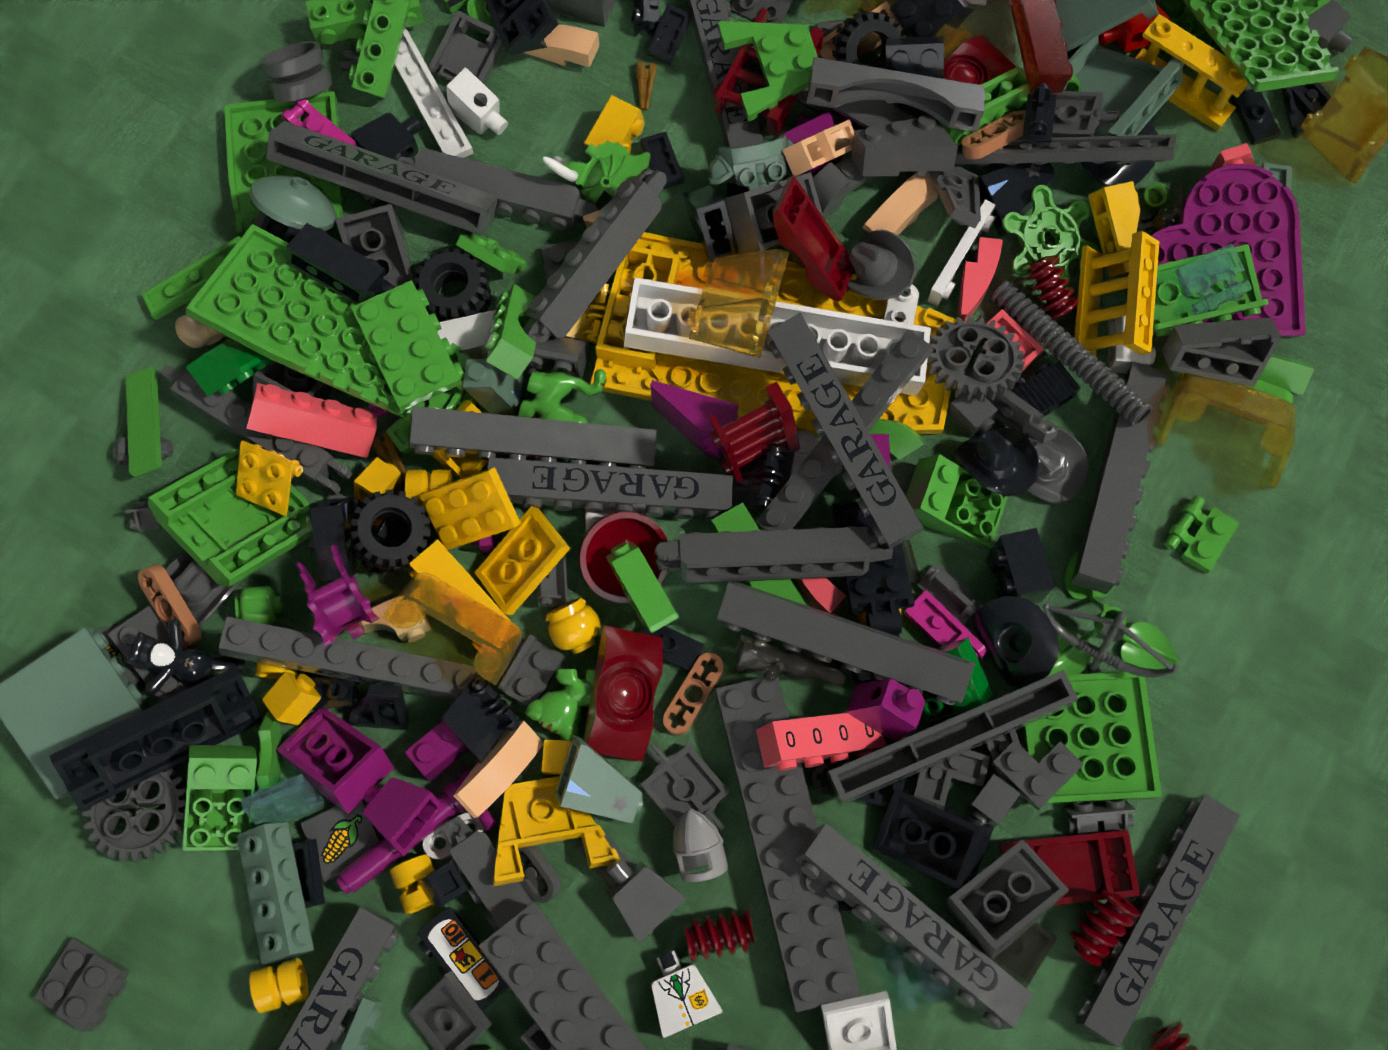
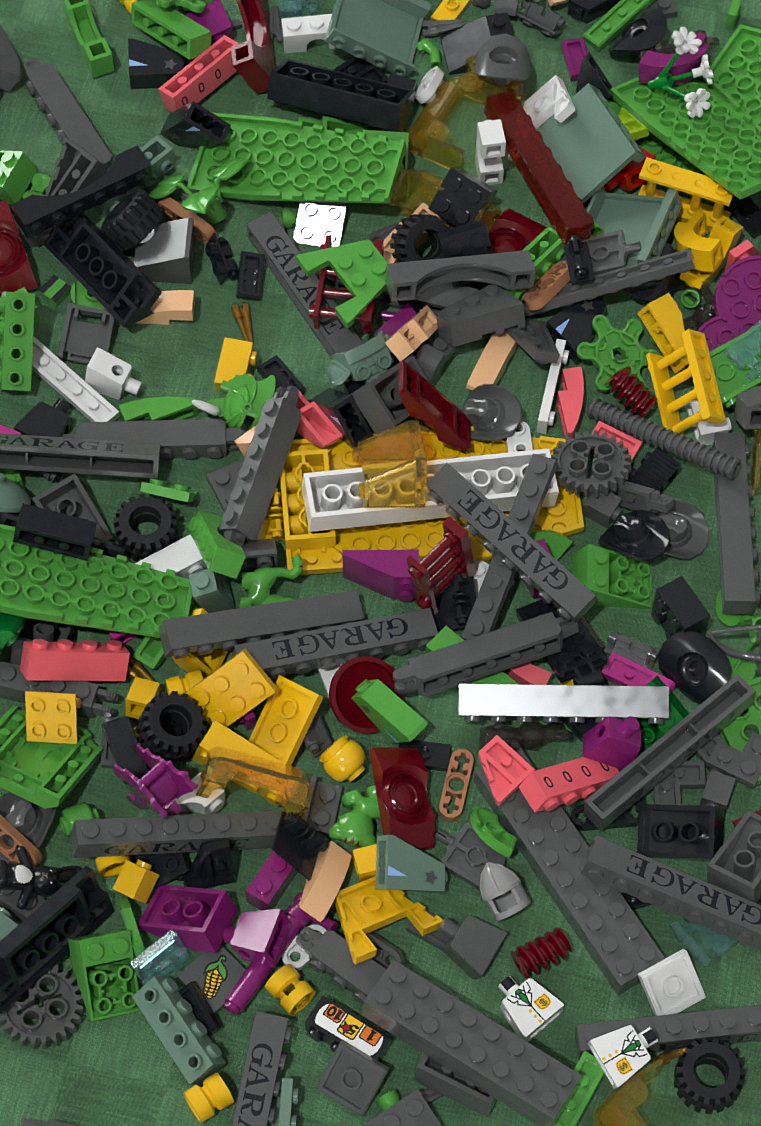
camera: 20 degrees left, 10 degrees down
(408, 345) = (136, 577): bright green bracket -> none
(444, 884) = (315, 977): black plate -> none
(513, 157) = (158, 409): none -> bright green slope
(677, 219) = (315, 424): none -> coral slope
(711, 766) = (491, 832): none -> bright green tile
(746, 701) = (503, 768): none -> coral wing
(1193, 143) = (706, 251): none -> yellow arch
(1200, 150) = (729, 234): none -> yellow arch

